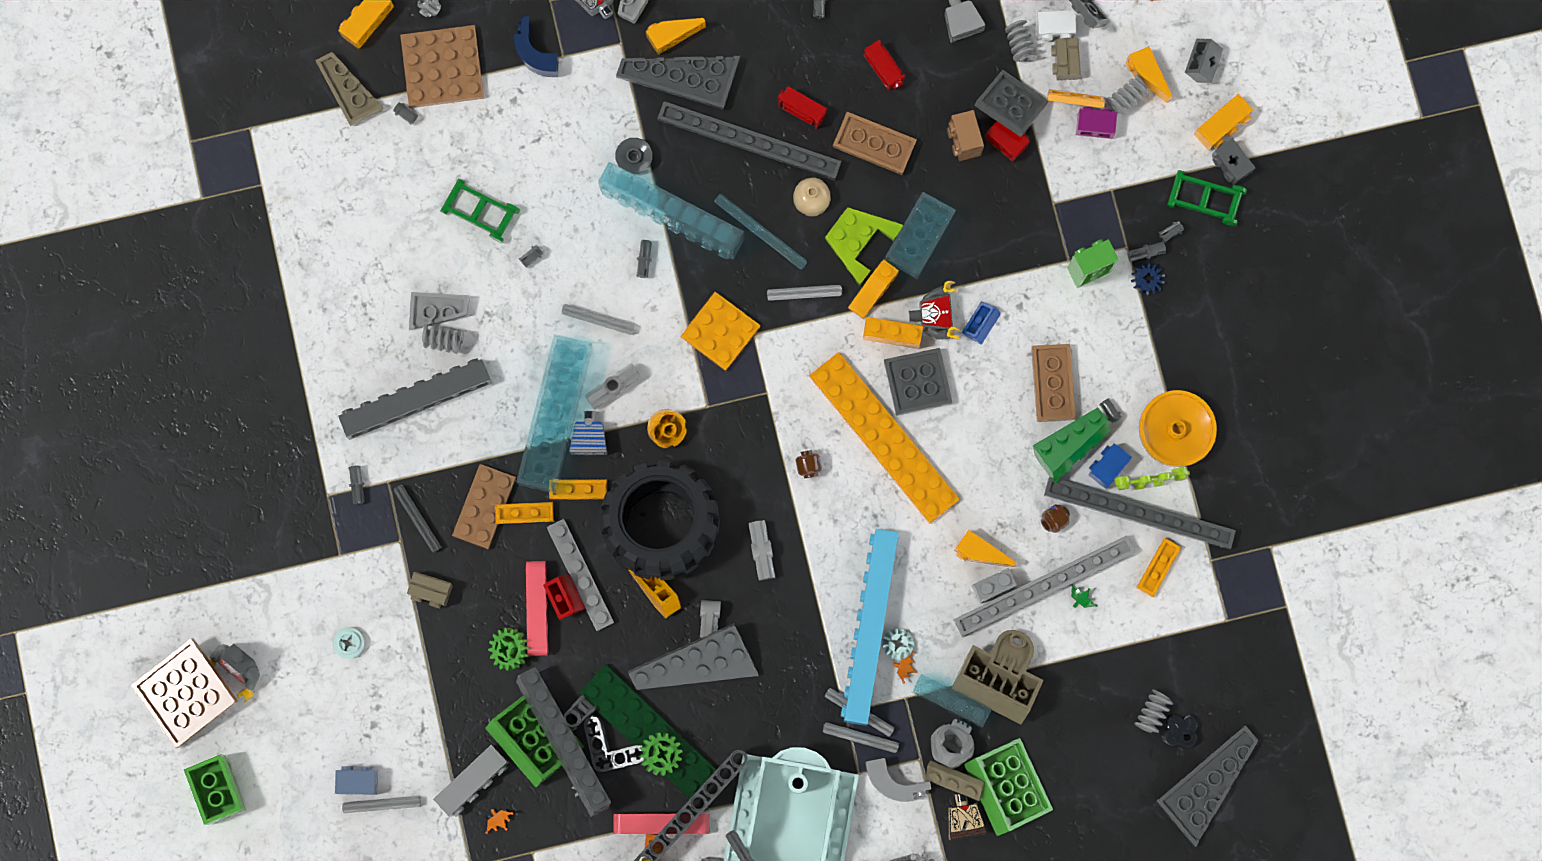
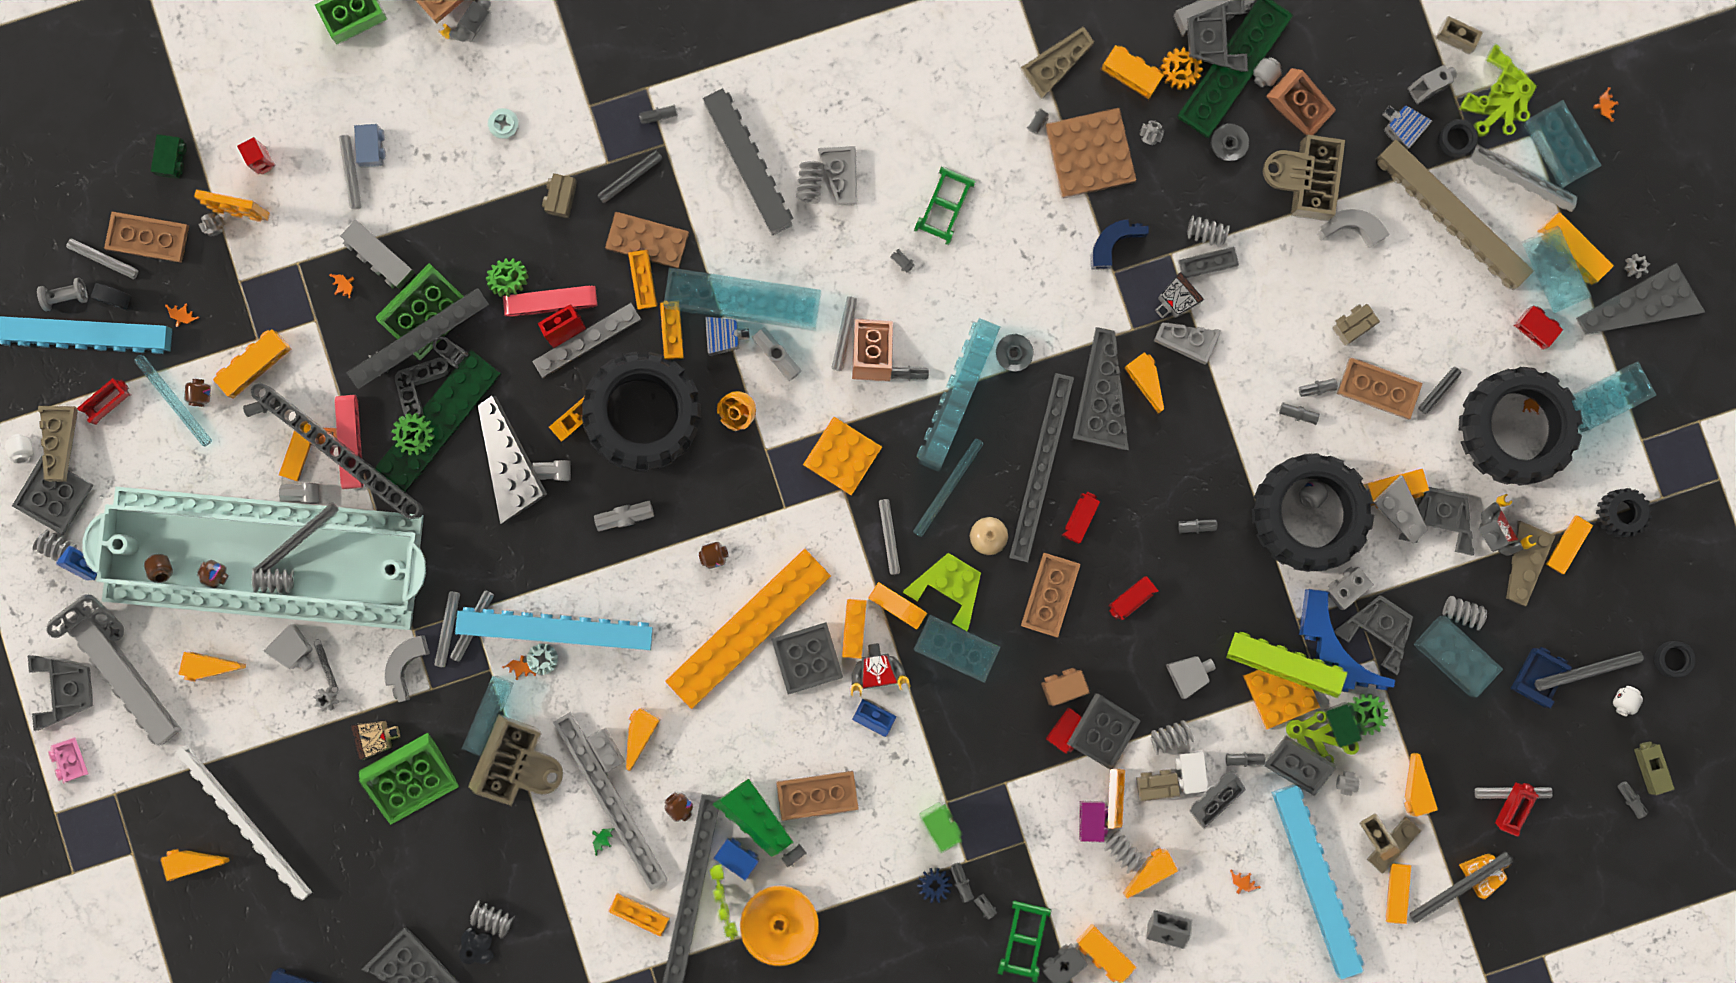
camera: 80 degrees right, 5 degrees up
(618, 292) = (872, 350): none -> nougat slope
(952, 744) = (444, 720): light grey helmet -> none
(954, 780) = (408, 725): dark tan plate -> none

